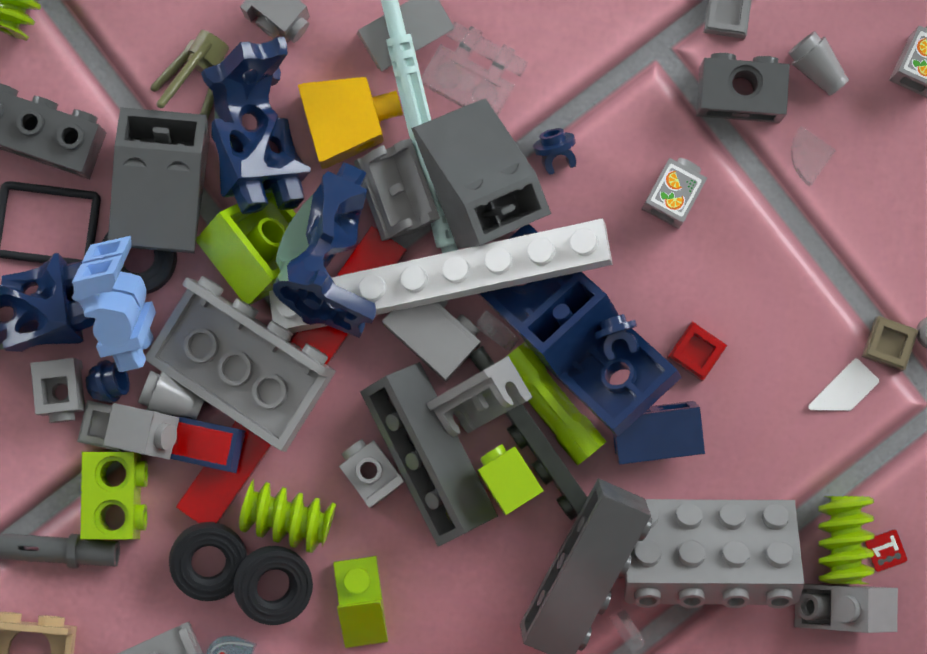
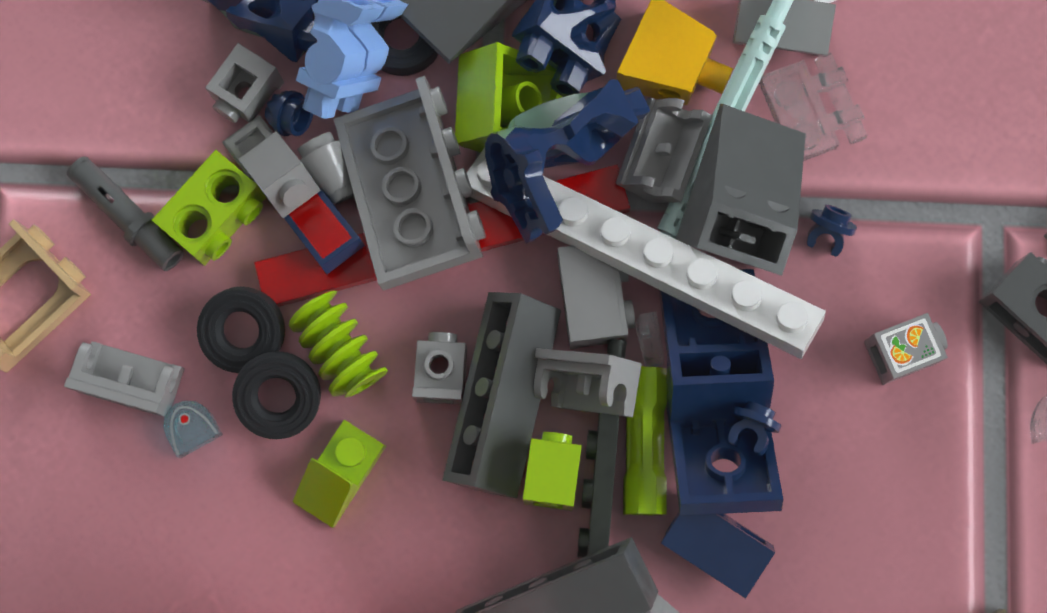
camera: 45 degrees right, 5 degrees down
(697, 351) = (812, 504): red tile -> none

